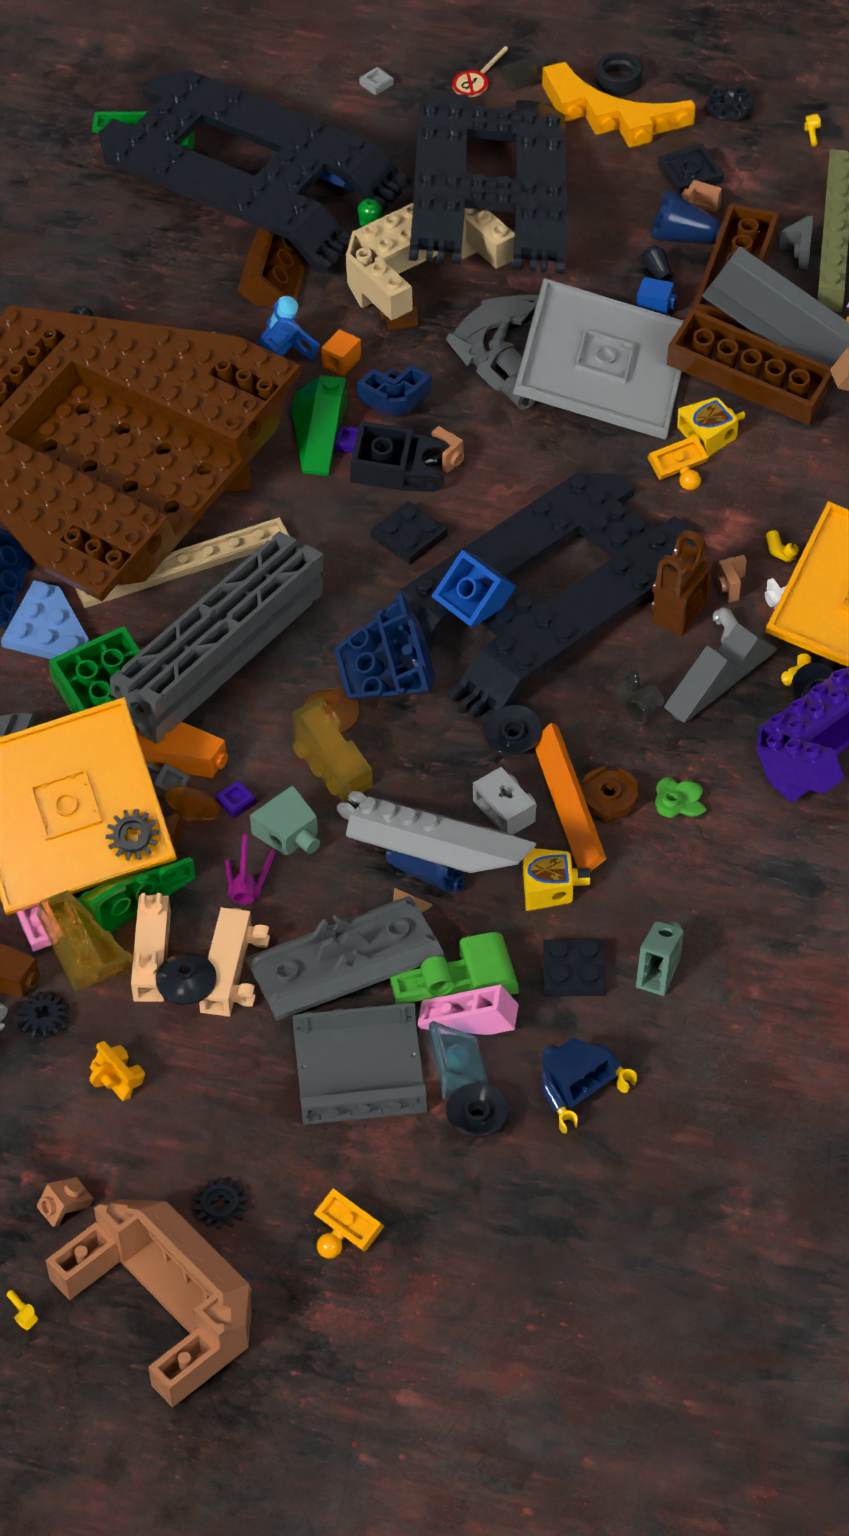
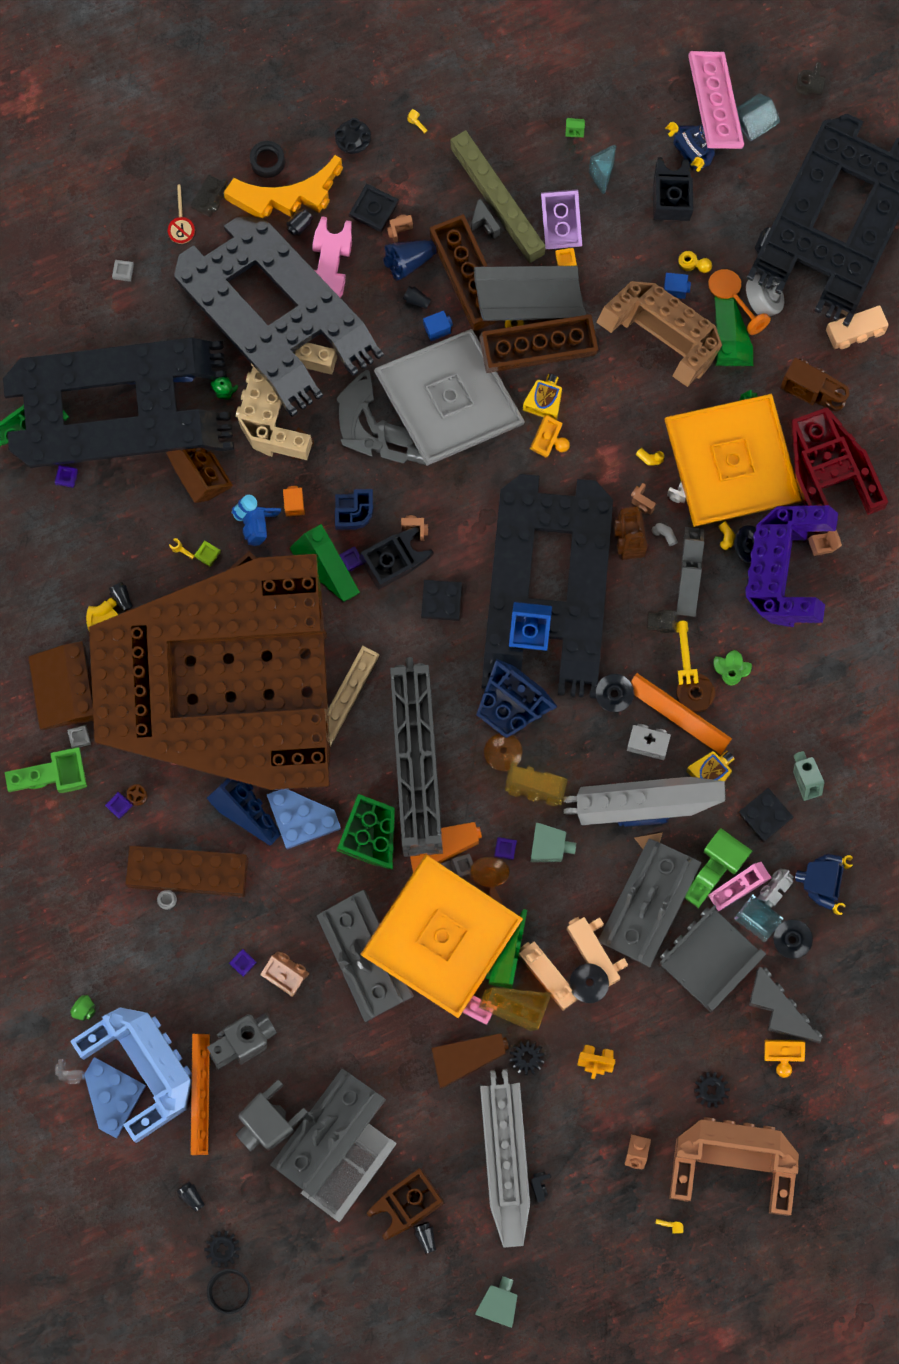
camera: 40 degrees left, 25 degrees up
(136, 823) = (500, 922): black gear -> none
(137, 203) = (66, 476): none -> dark purple tile
(183, 321) = (179, 548): none -> yellow hand
(244, 888) = (561, 900): magenta plant -> none
(383, 1181) = (784, 1015): none -> dark grey slope
(499, 1046) = (780, 880): none -> light grey hinge
(597, 137) = (299, 222): none -> black brick
(605, 175) = (331, 248): none -> bright pink piece
(619, 760) = (682, 628): none -> yellow hinge

